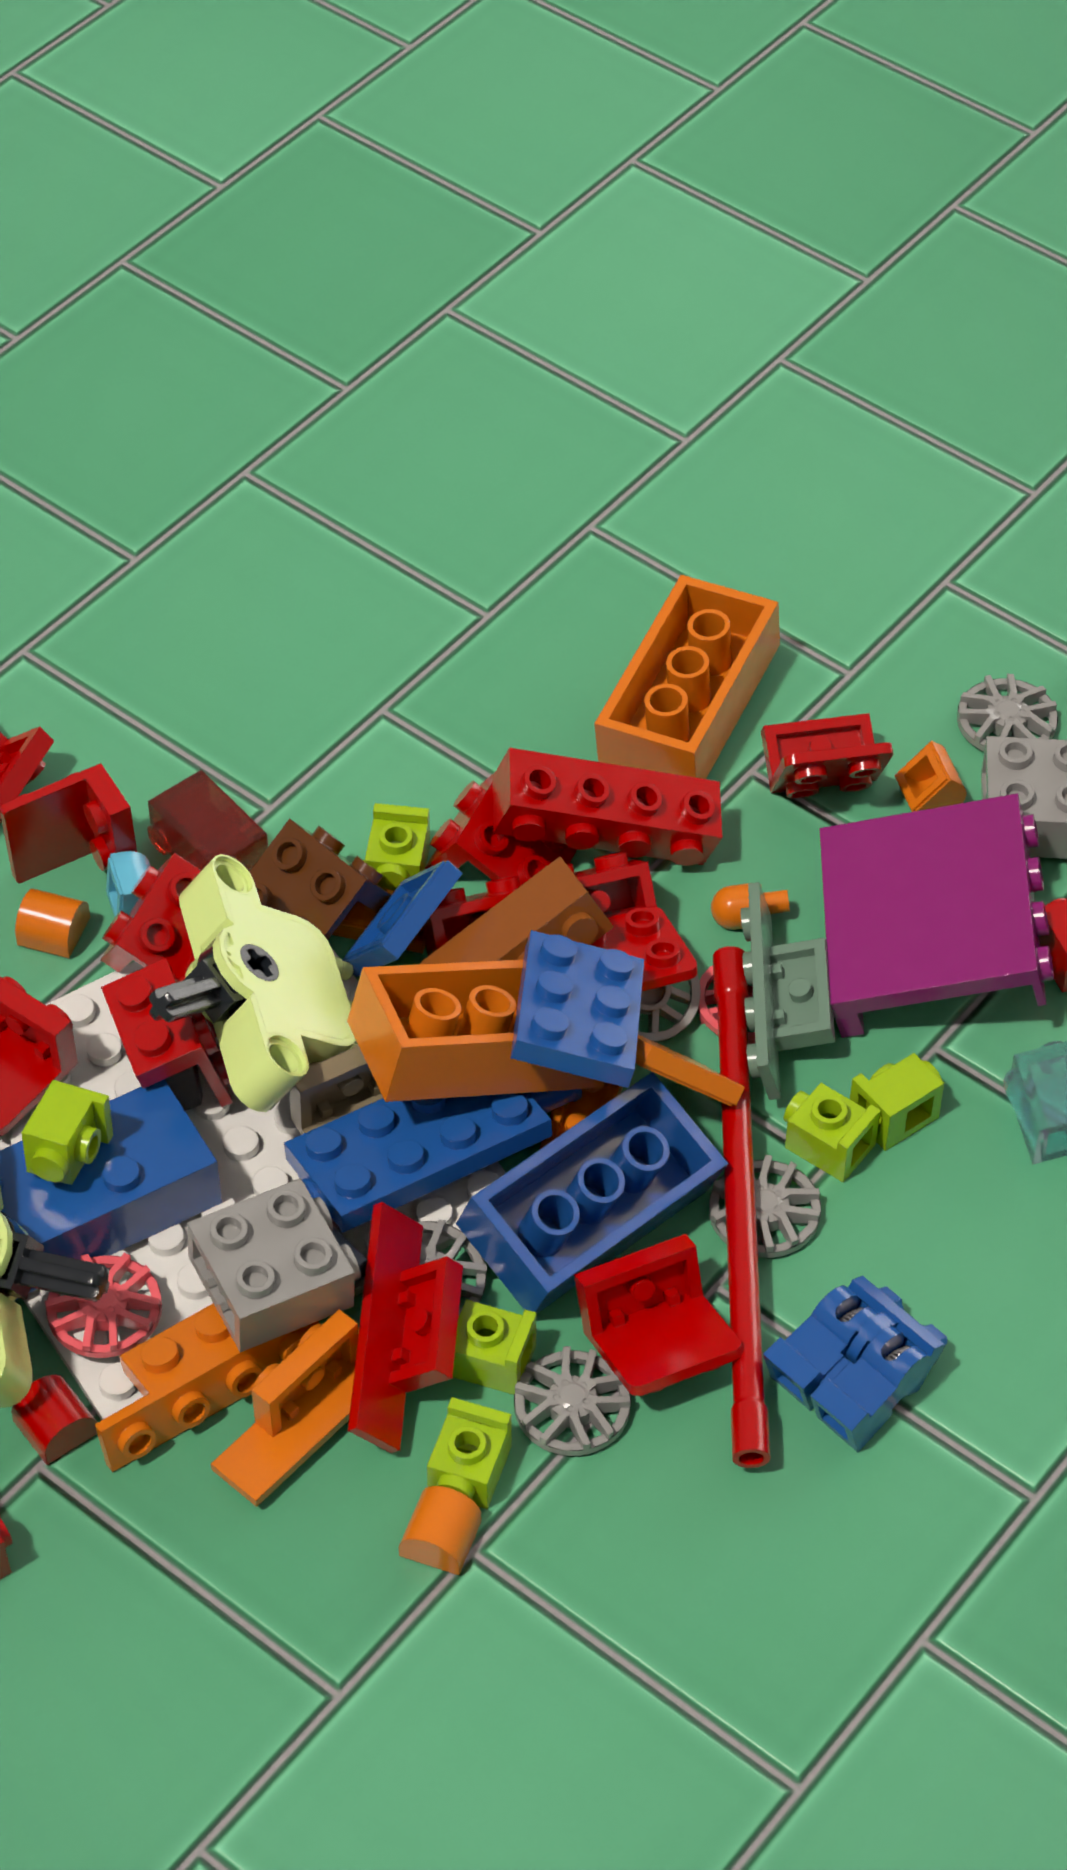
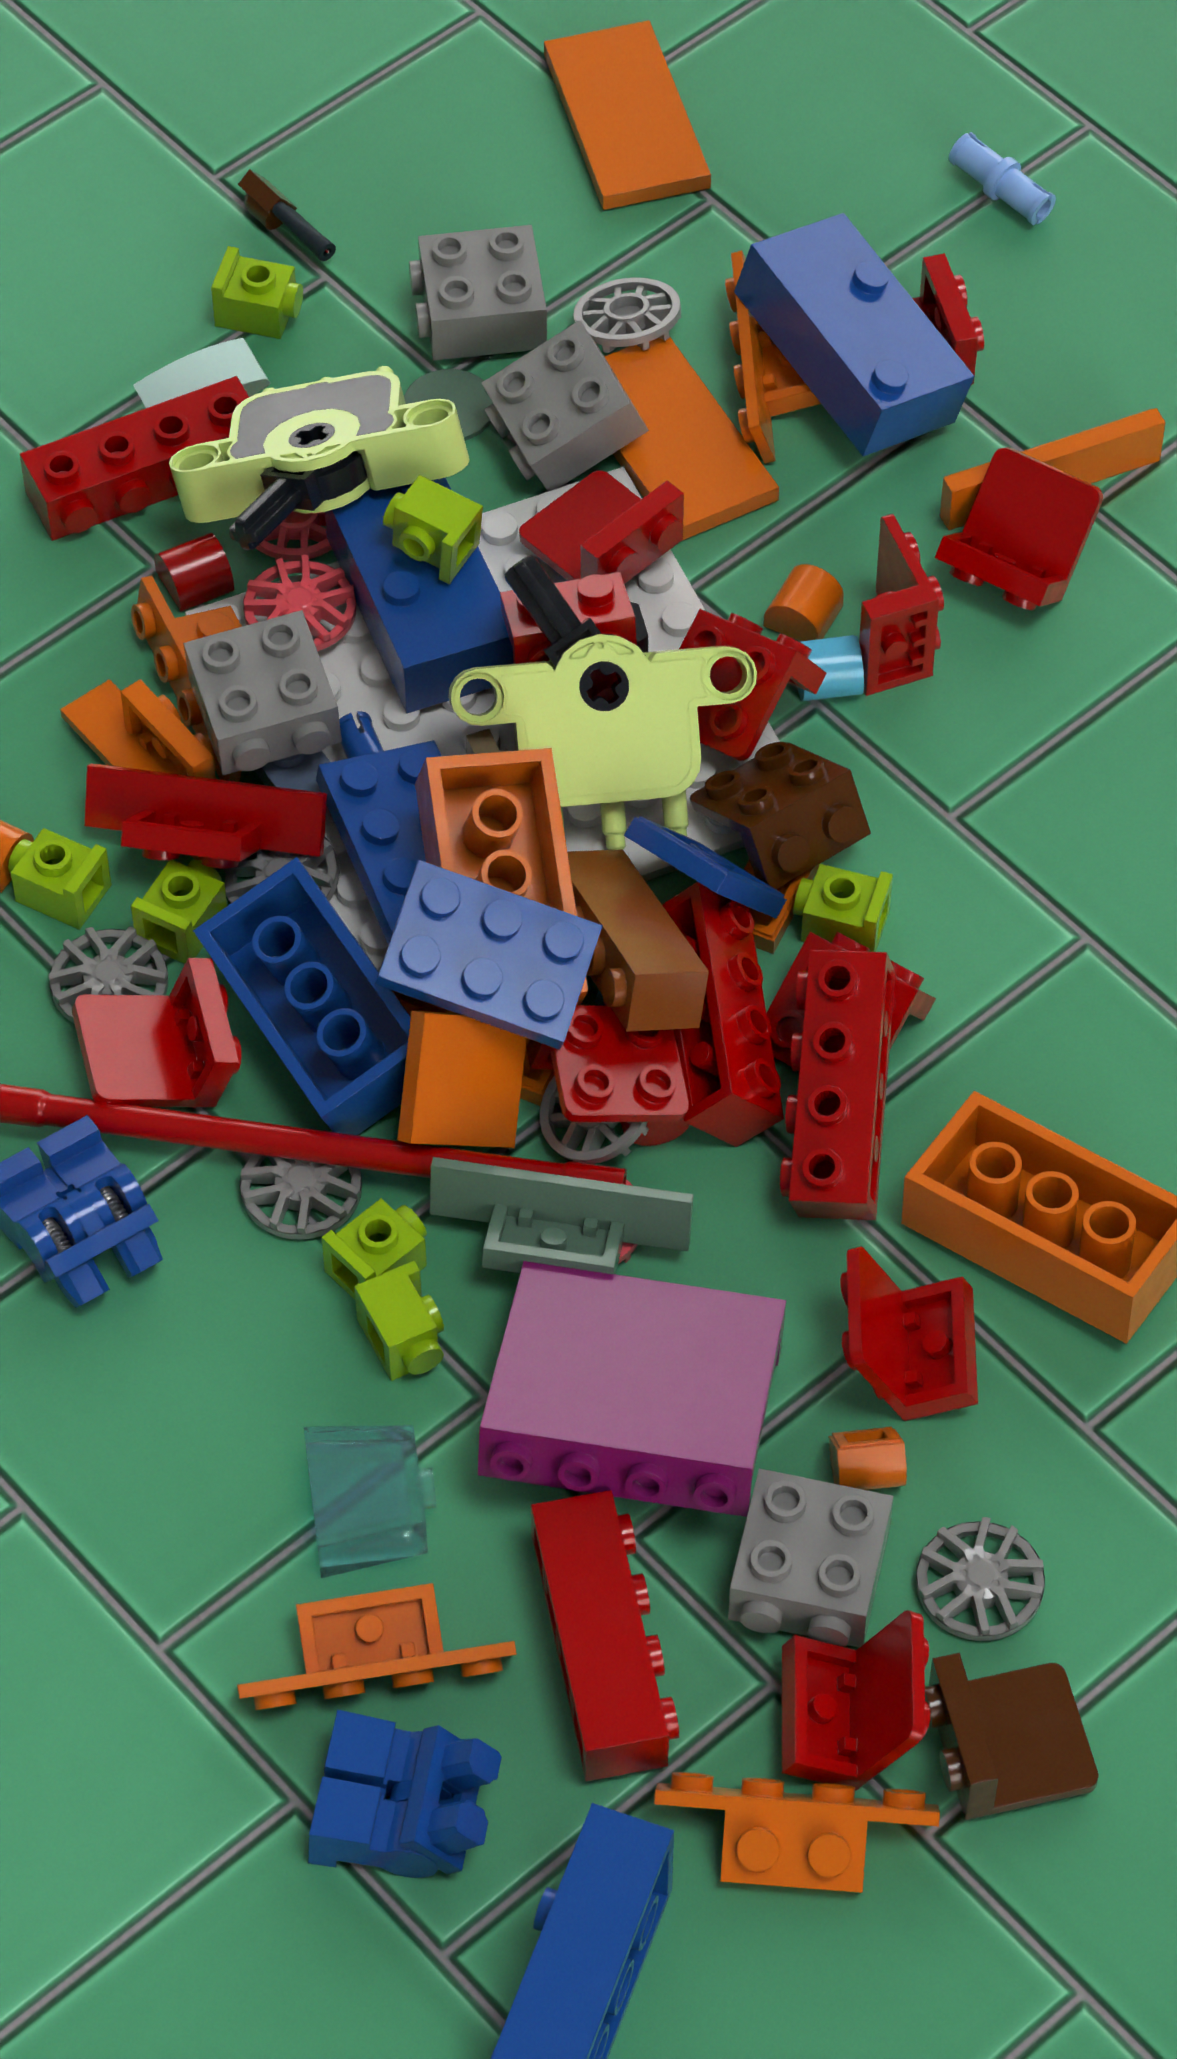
camera: 100 degrees right, 5 degrees up
(202, 822) = (896, 738): clear red brick -> none
(730, 899) = (715, 1237): orange cylinder -> none

